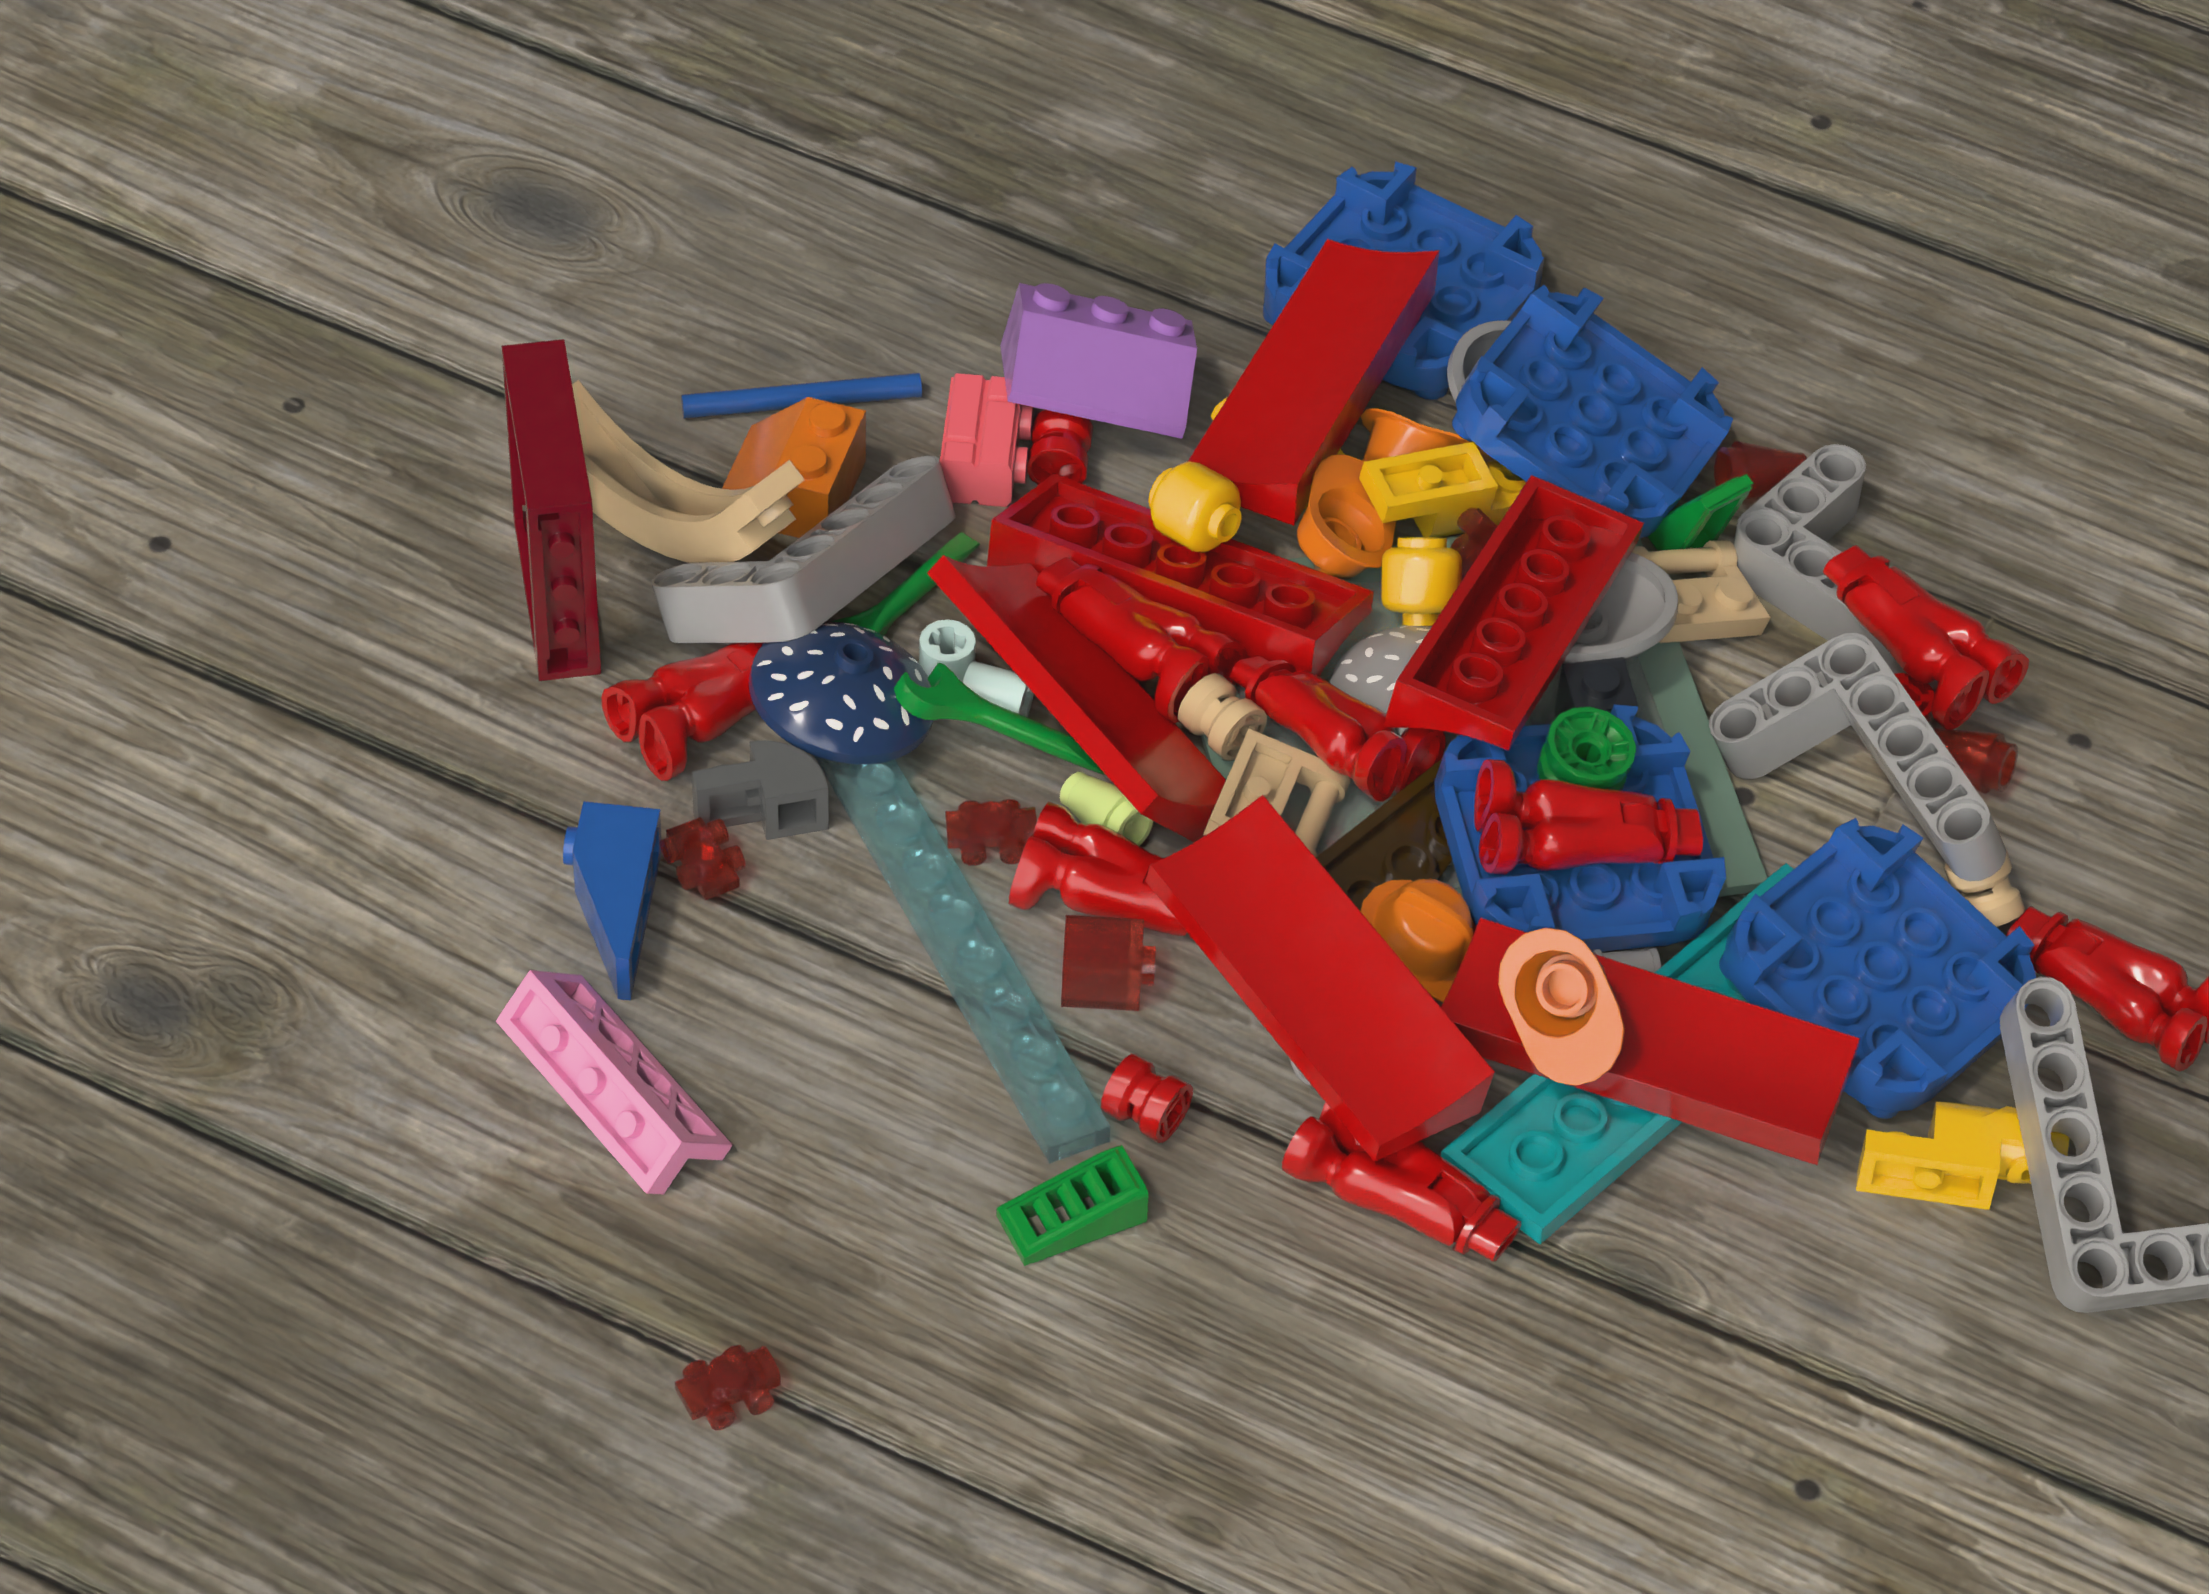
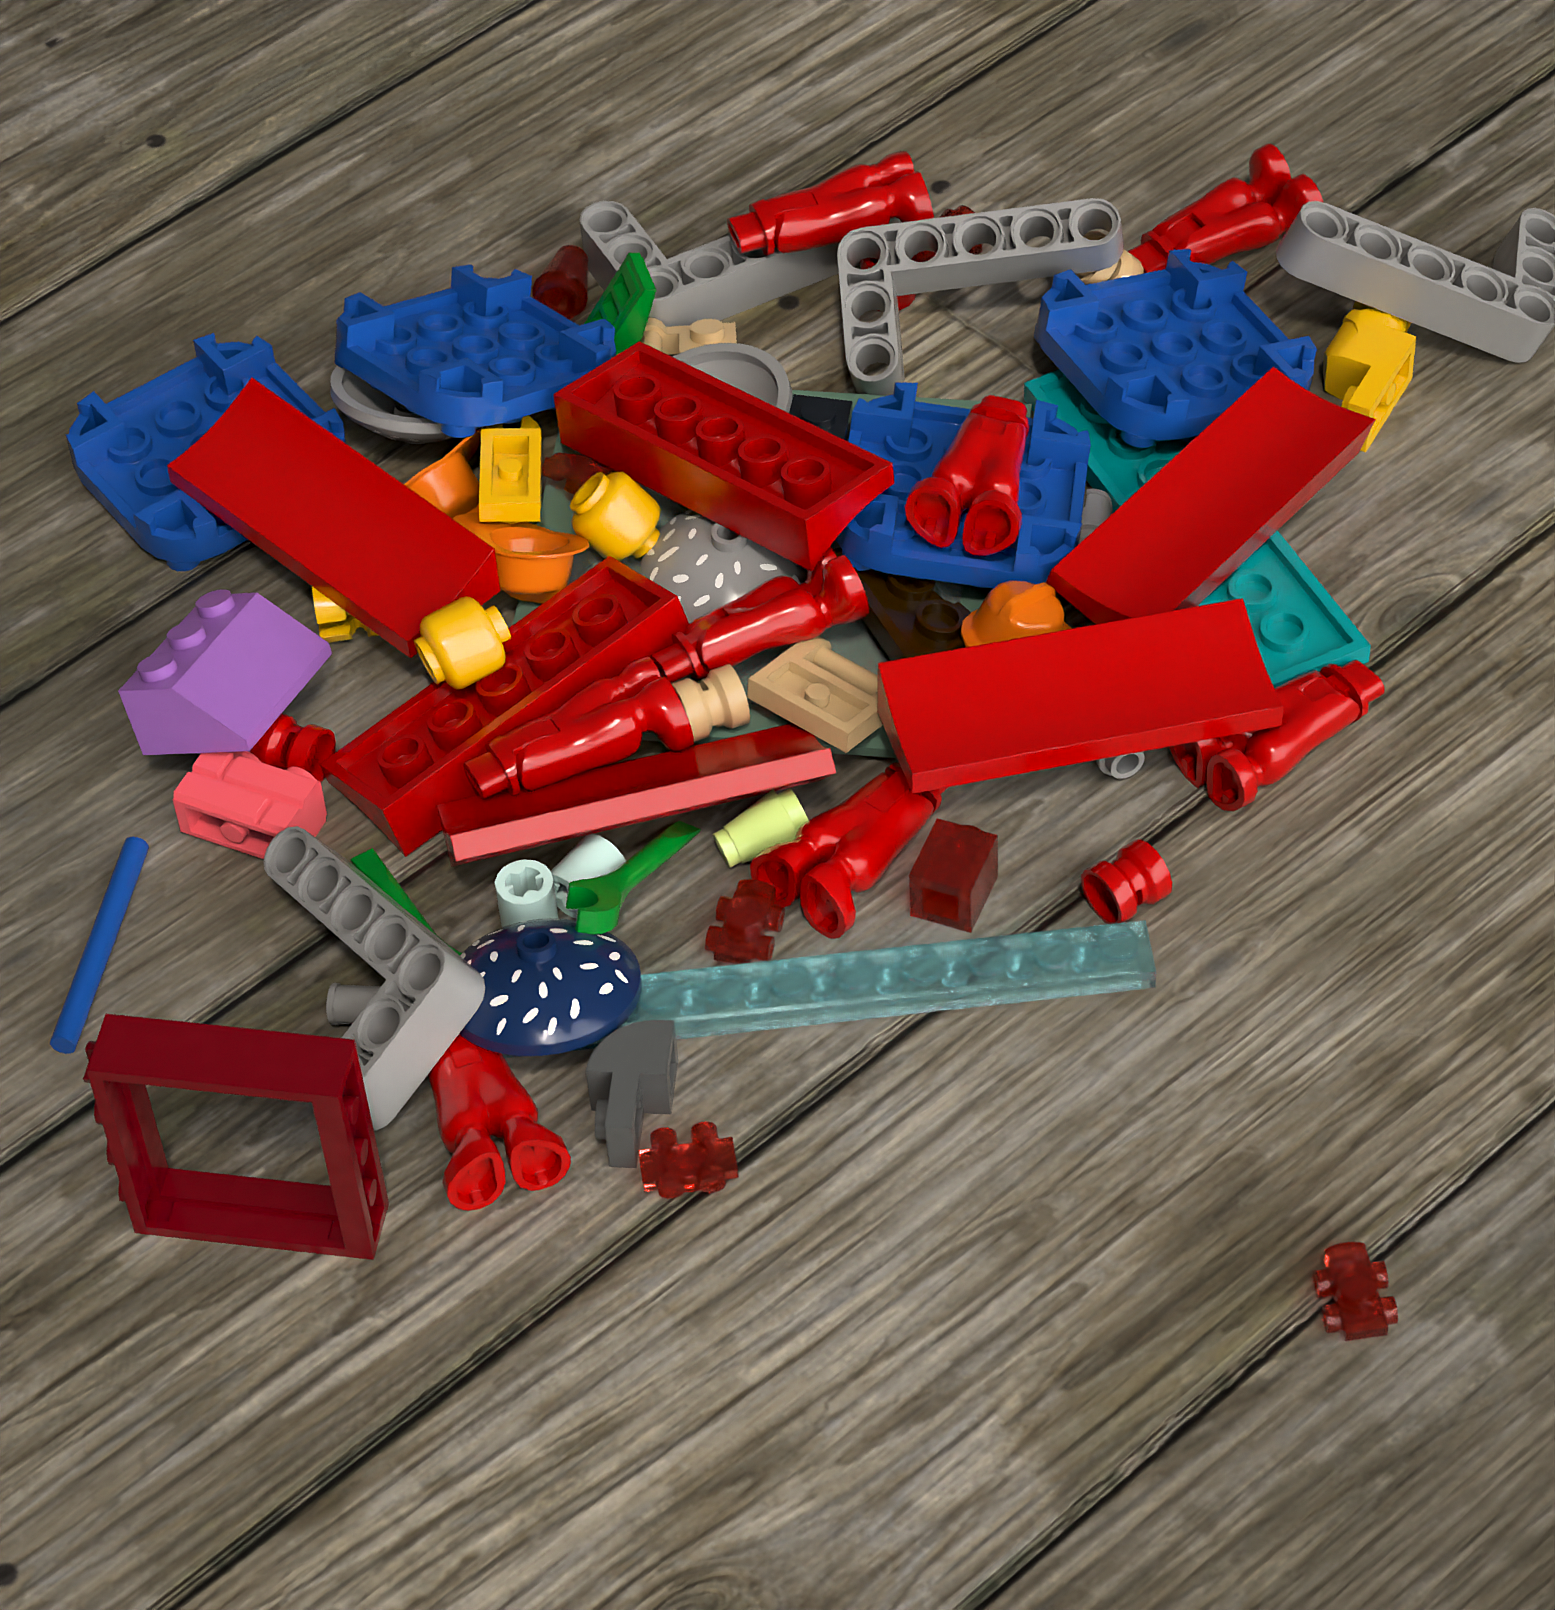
camera: 65 degrees left, 0 degrees up
(609, 1078) = (949, 1305): bright pink fence -> none
(614, 879) = (708, 1241): blue slope -> none
(669, 509) = (311, 996): tan arch -> none
(822, 443) = (212, 958): orange slope -> none
(1089, 1178) = (1225, 931): green slope -> none
(1561, 1006) = (1202, 525): orange piece -> none
(1591, 735) = (909, 437): green wheel -> none

